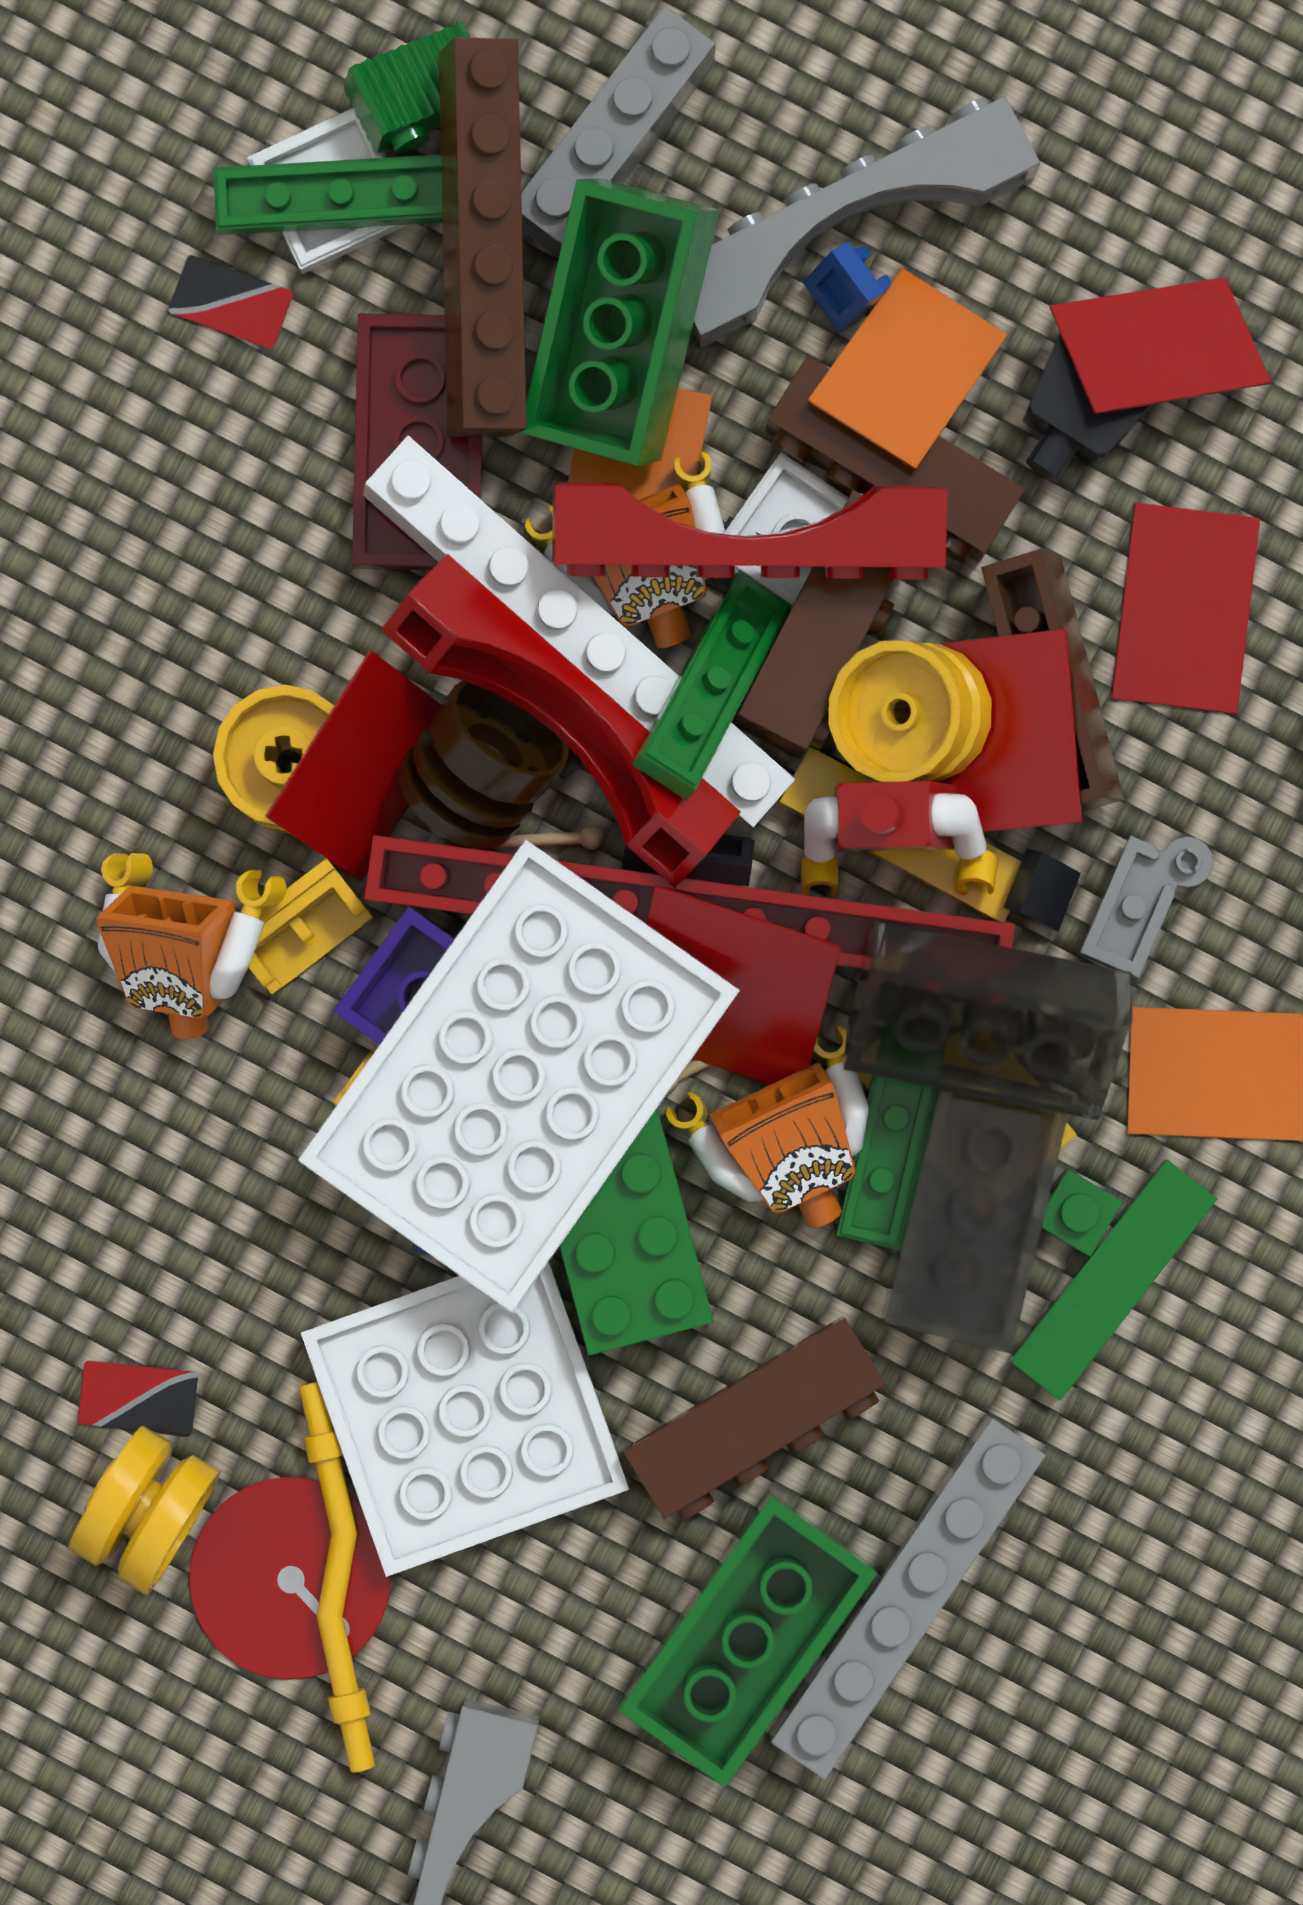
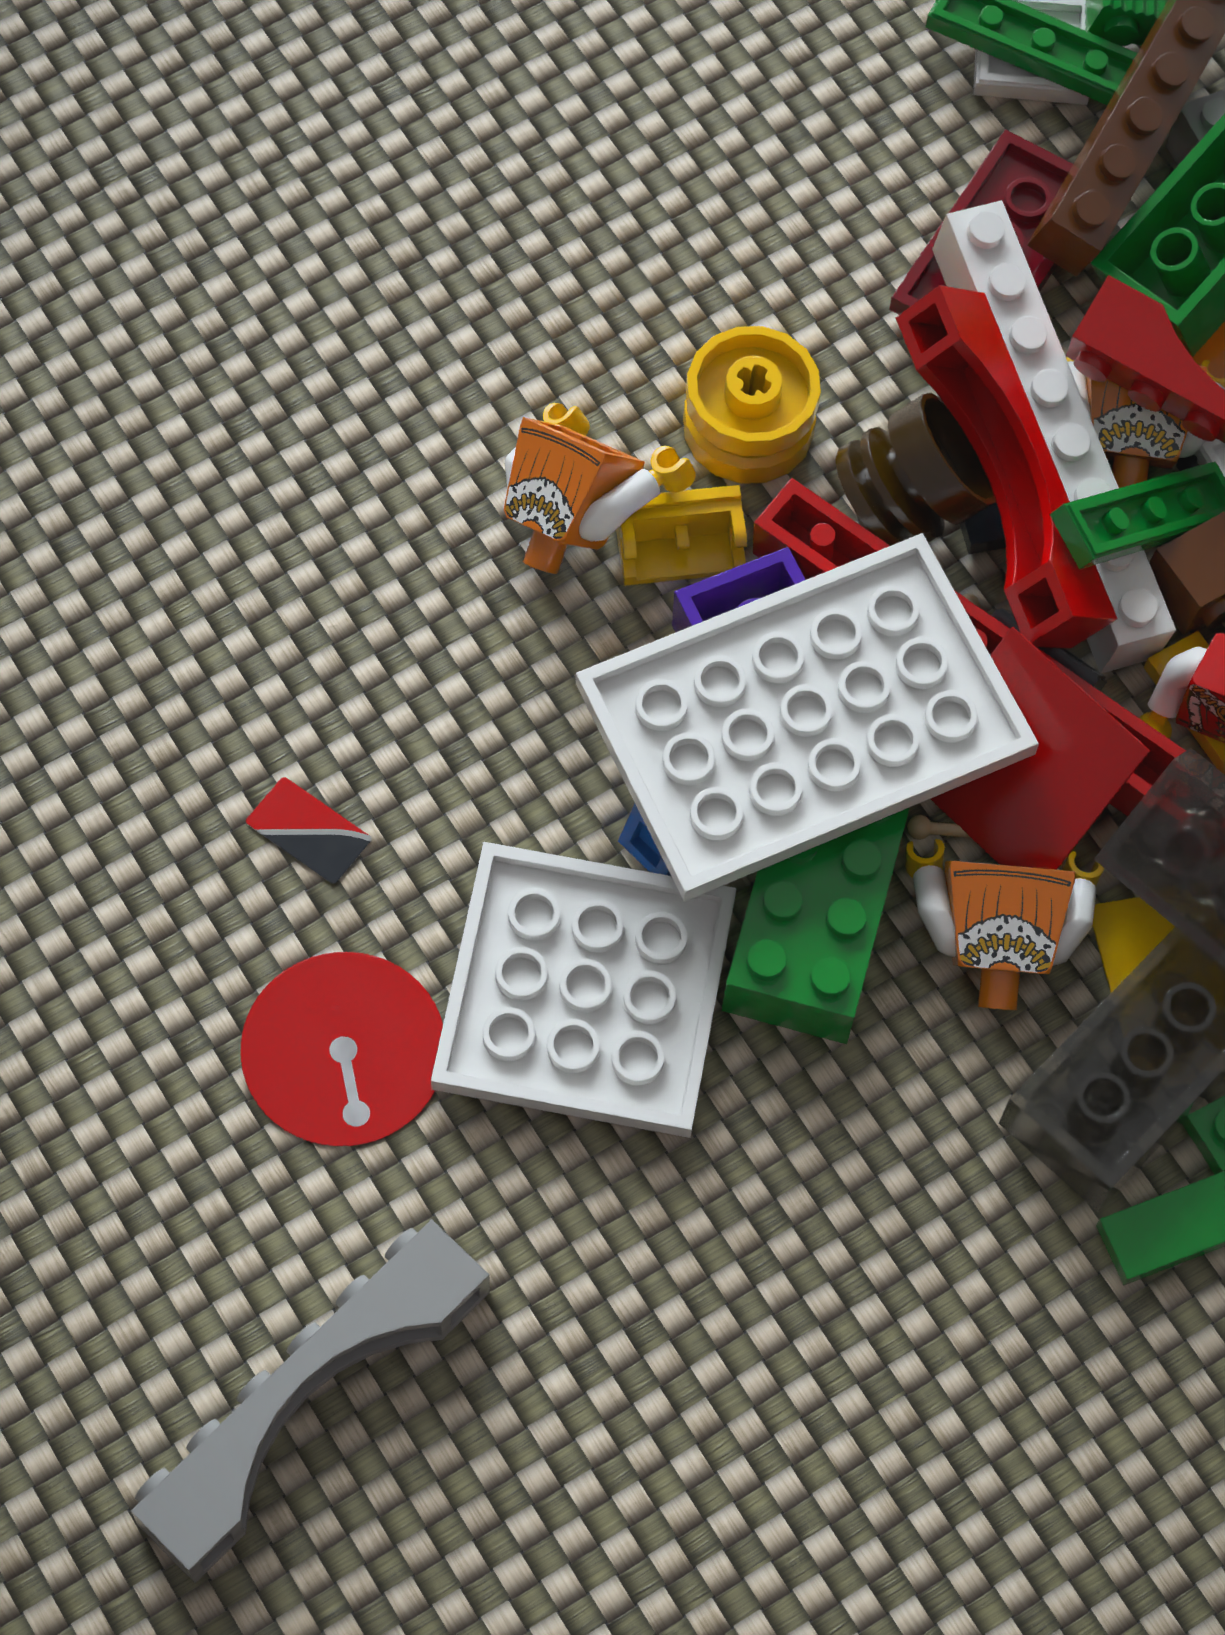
camera: 25 degrees right, 20 degrees down
(138, 1506) = (260, 896): yellow wheel -> none
(230, 302) = (904, 84): sticker -> none
(348, 1702) = (329, 1173): yellow bar -> none
(349, 773) = (803, 410): red piece -> none
(747, 1639) = (724, 1312): green brick -> none
(754, 1418) = (840, 1135): reddish brown brick -> none
(887, 1163) = (1085, 979): green tile -> none
(906, 1598) = (831, 1386): light grey arch -> none

